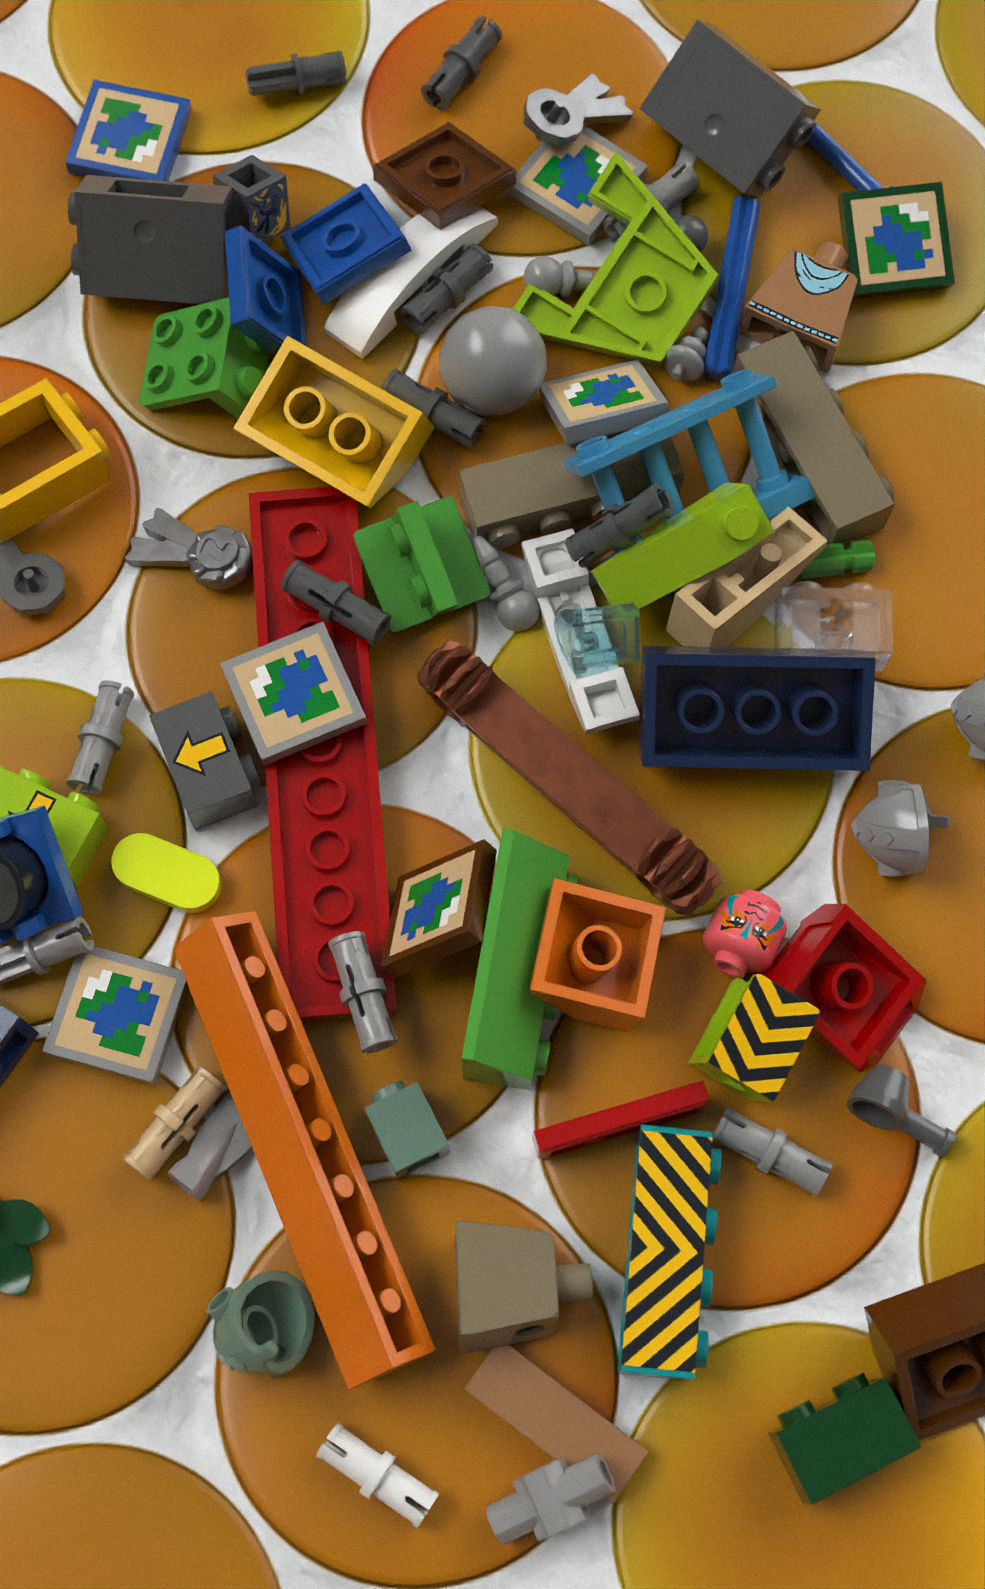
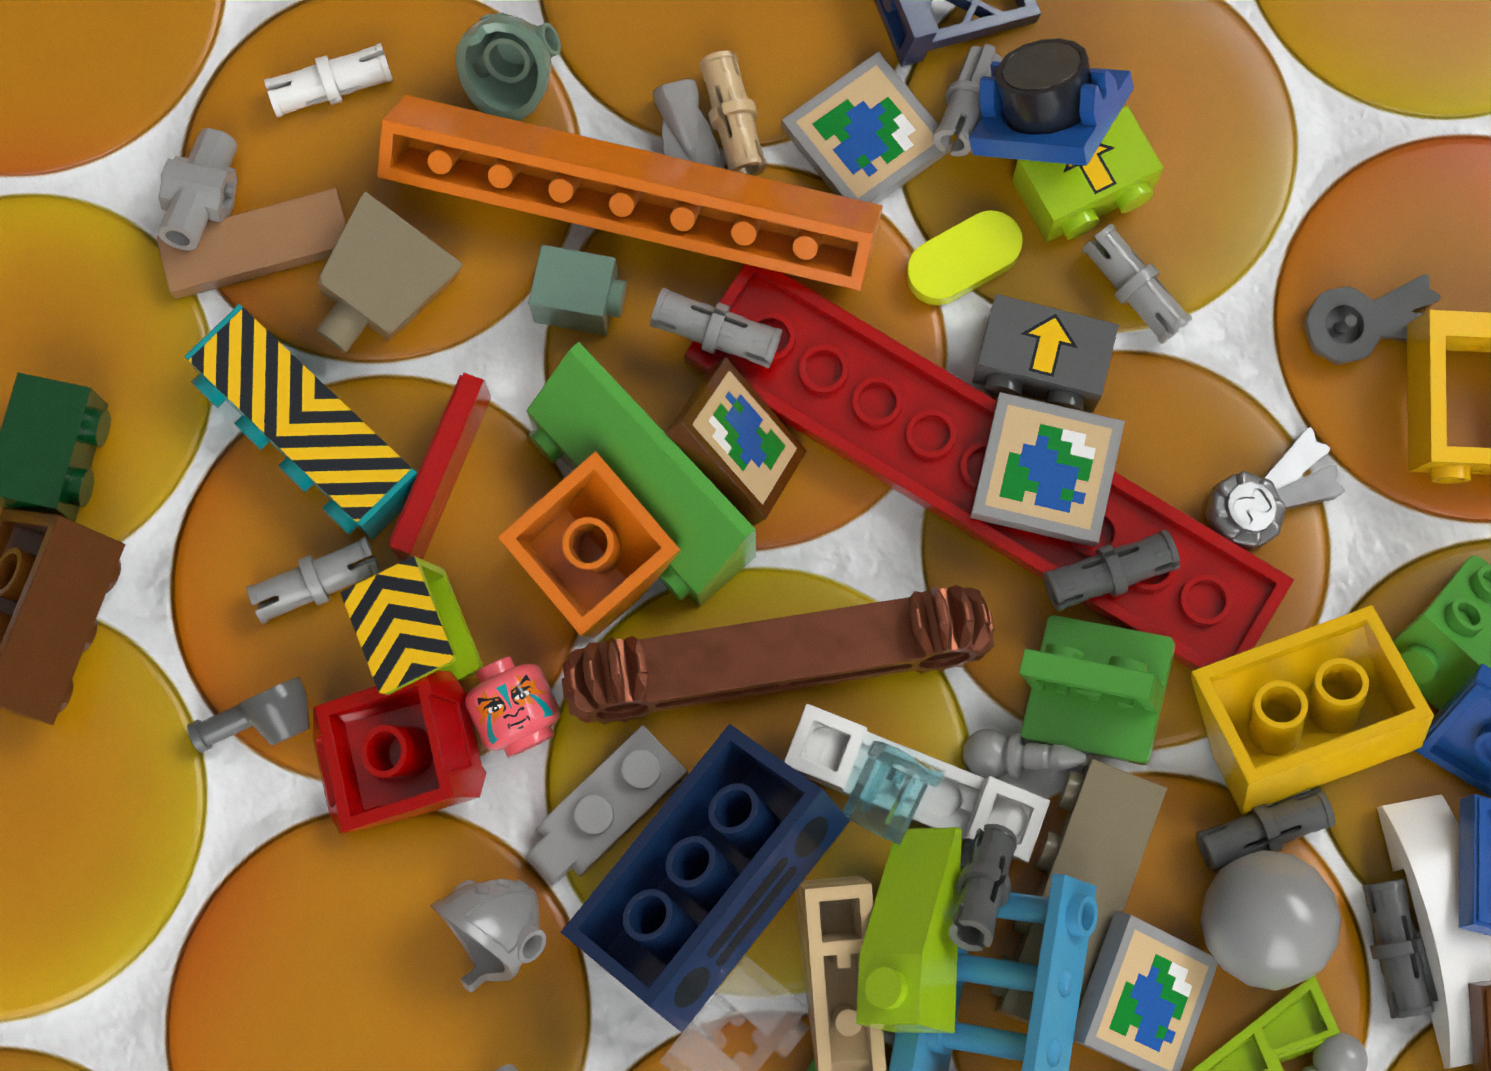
camera: 130 degrees right, 5 degrees up
(757, 825) = (605, 807): none -> light grey hinge

